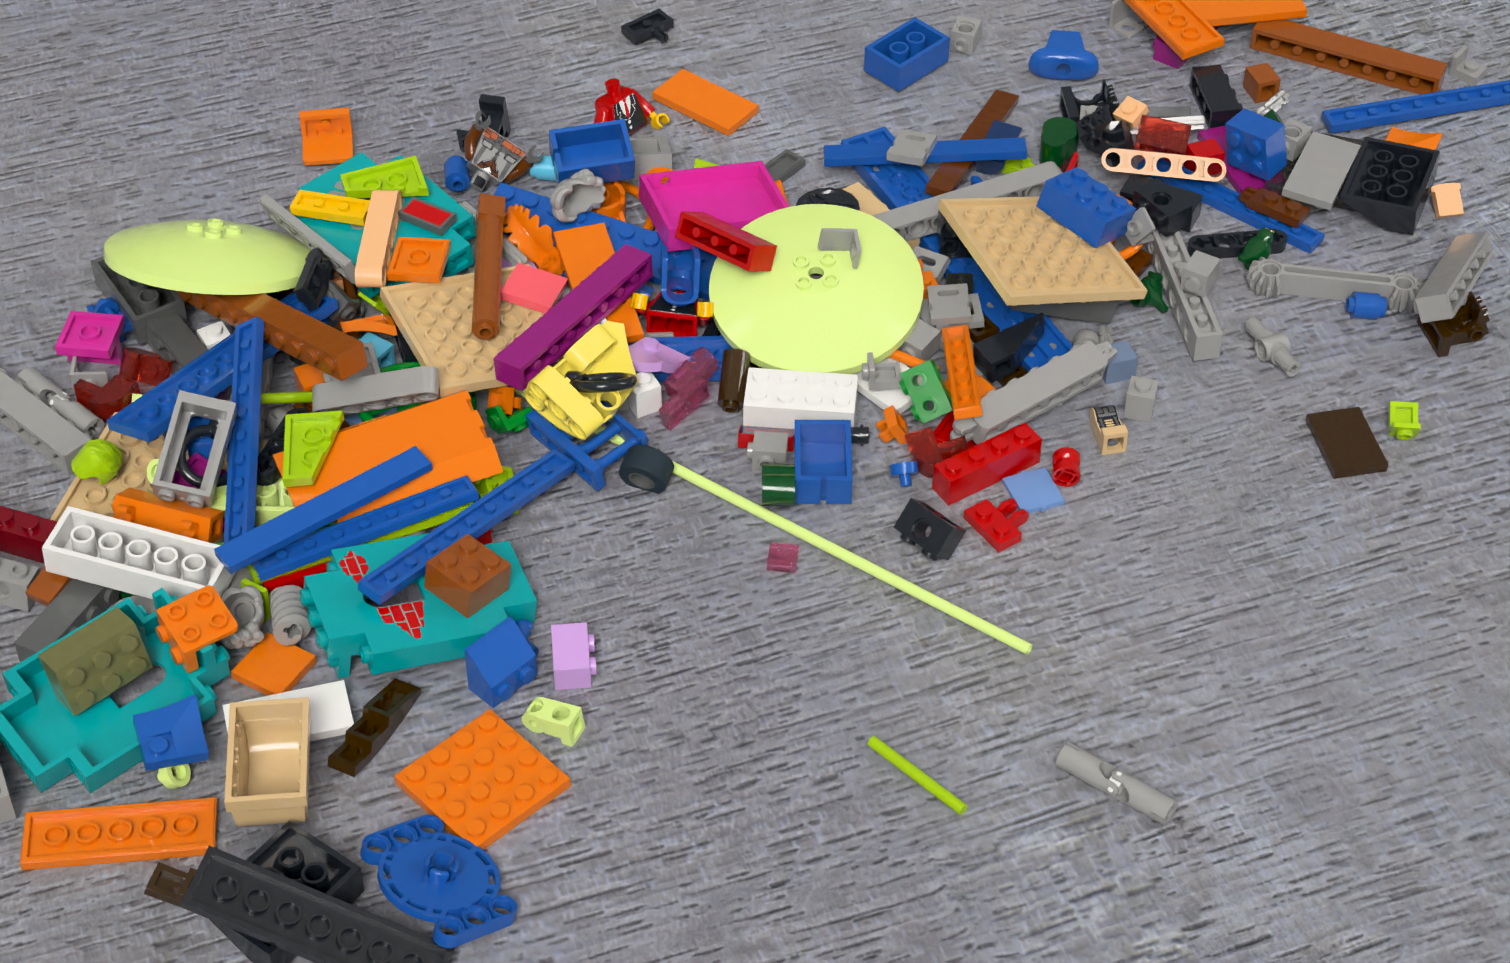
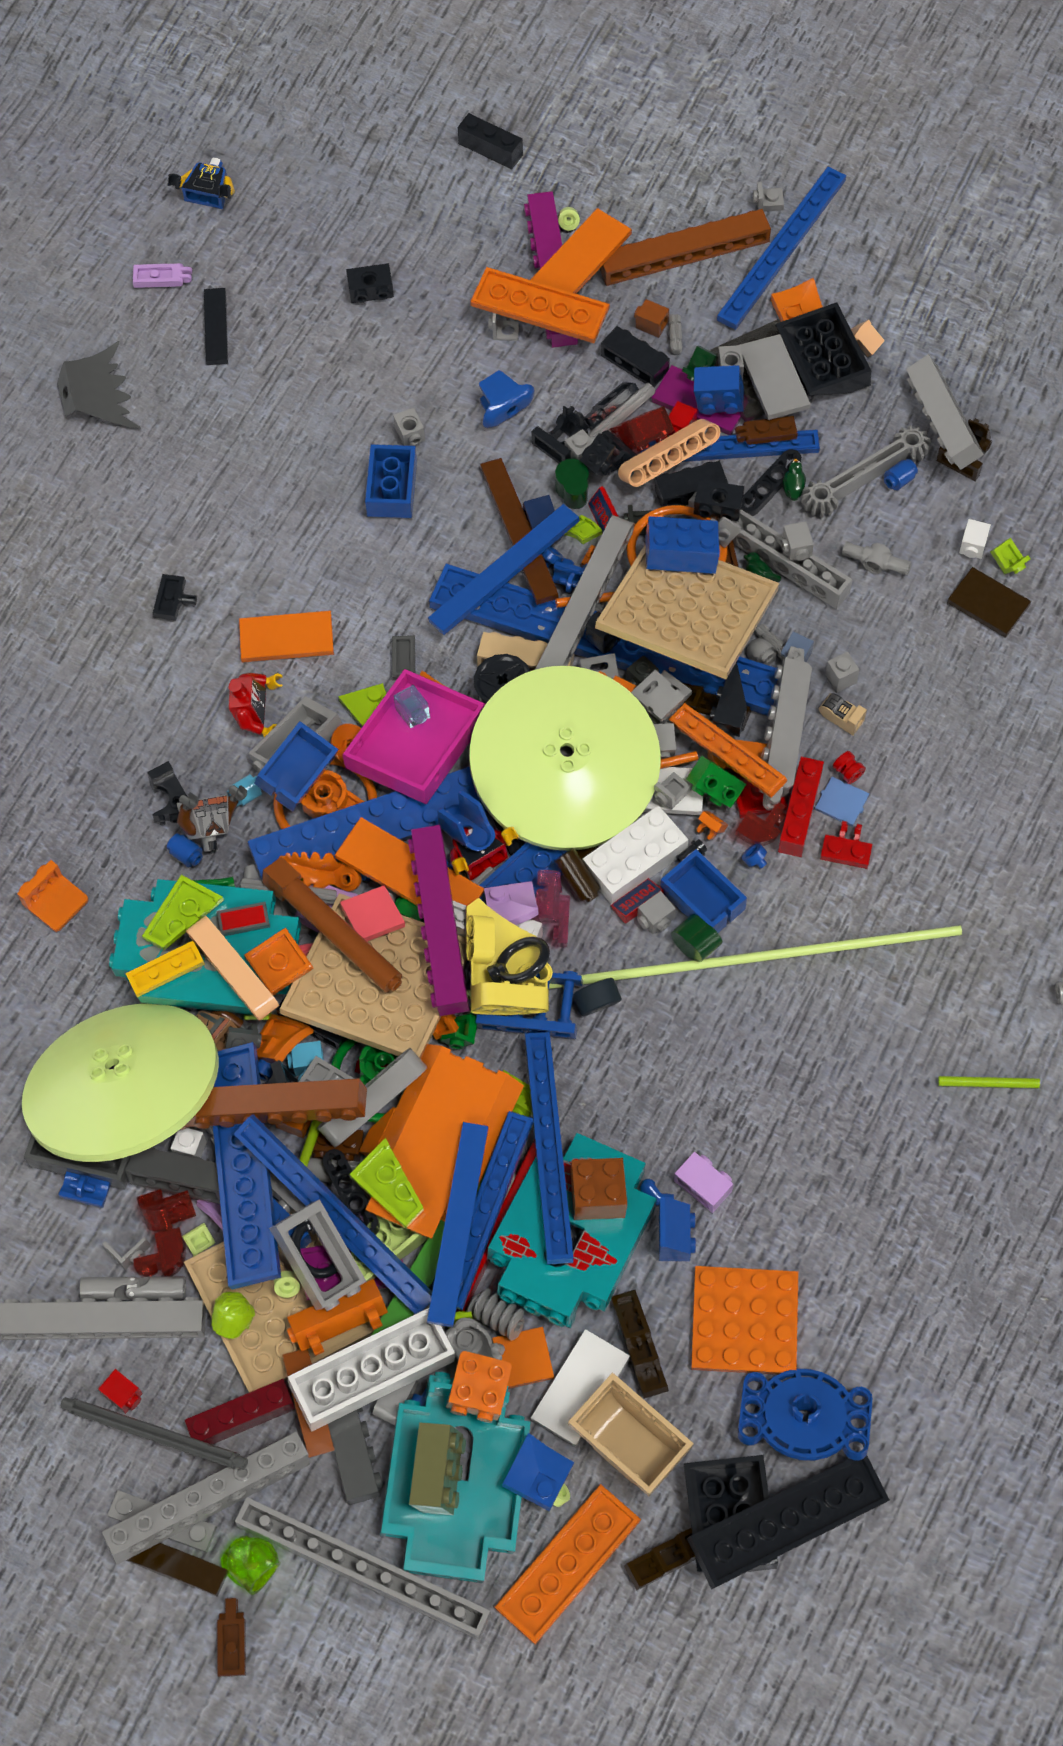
camera: 40 degrees left, 20 degrees up
(92, 337) = (98, 1218): dark pink bracket -> none
(308, 237) = (170, 1006): light grey tile -> none
(313, 279) = (225, 1041): black hinge -> none
(555, 719) = (742, 1238): yellowish green leg -> none
(577, 195) = (323, 811): light grey hair -> none
(726, 241) = (483, 773): red brick -> none
(735, 183) = (412, 706): none -> clear light blue brick
(782, 557) = (746, 988): clear pink tile -> none
(841, 240) = (573, 707): light grey bracket -> none
(912, 147) = (499, 578): light grey piece -> none
(944, 533) = (810, 883): black brick -> none
(981, 171) = (551, 555): none -> blue tile
(1130, 111) = (600, 418): light nougat plate -> none
(1383, 387) = (974, 539): none -> white brick

